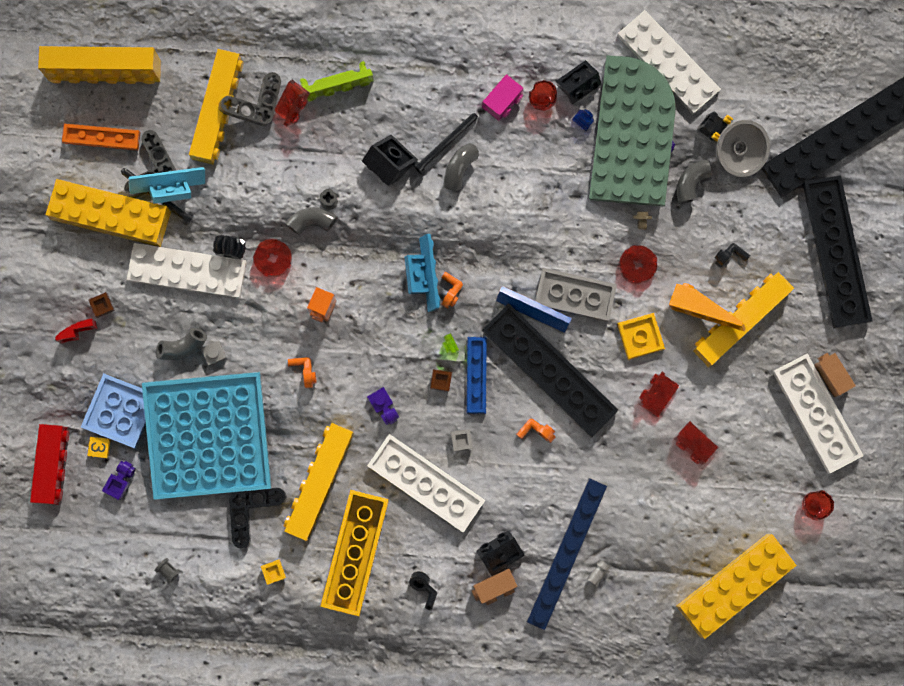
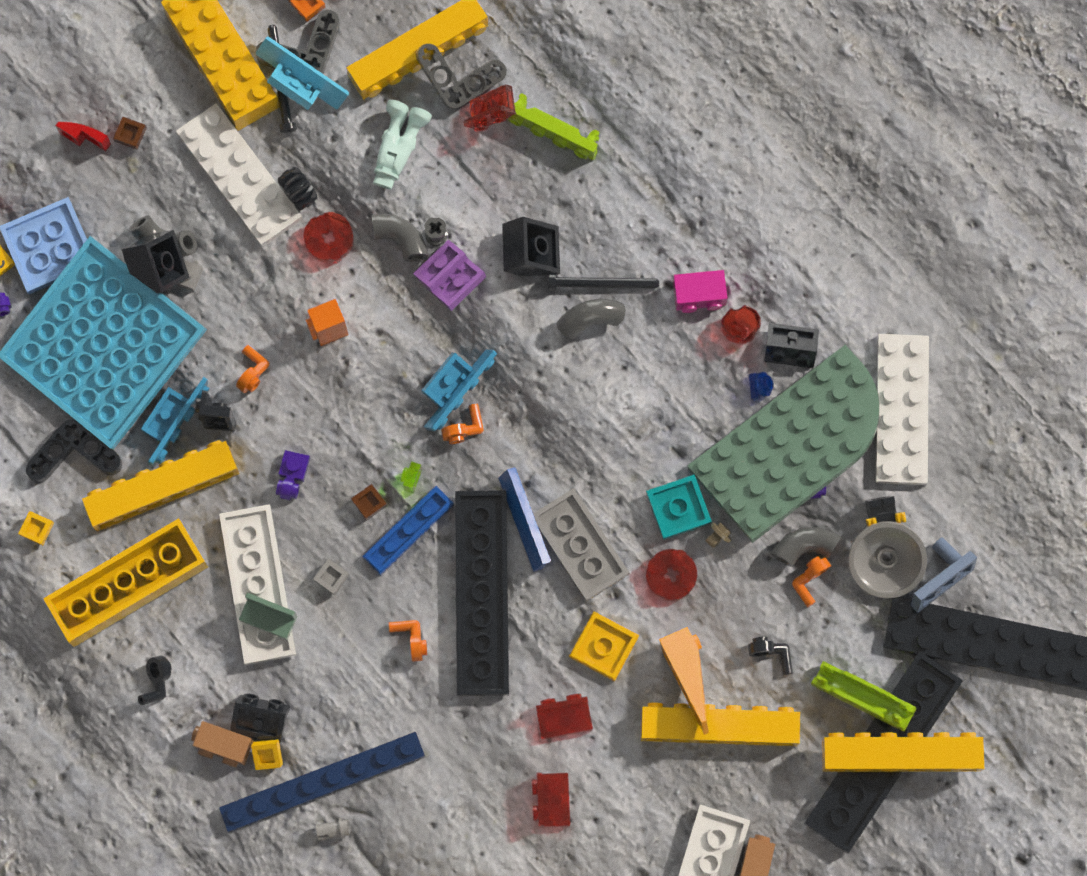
camera: 50 degrees right, 5 degrees down
(193, 361) = (156, 261): none -> black slope
(261, 174) = (396, 149): none -> light aqua piece
(284, 439) = (168, 417): none -> dark azure bracket
(314, 414) = (214, 415): none -> black bracket
(359, 216) = (449, 275): none -> medium lavender slope
(451, 495) = (268, 616): none -> sand green panel
(524, 568) = (266, 754): none -> yellow plate
(606, 224) = (678, 507): none -> teal plate
(709, 189) = (815, 568): none -> orange plate
(776, 116) = (959, 568): none -> sand blue piece
(800, 231) = (864, 696): none -> lime piece
(854, 239) = (903, 753): none -> yellow brick

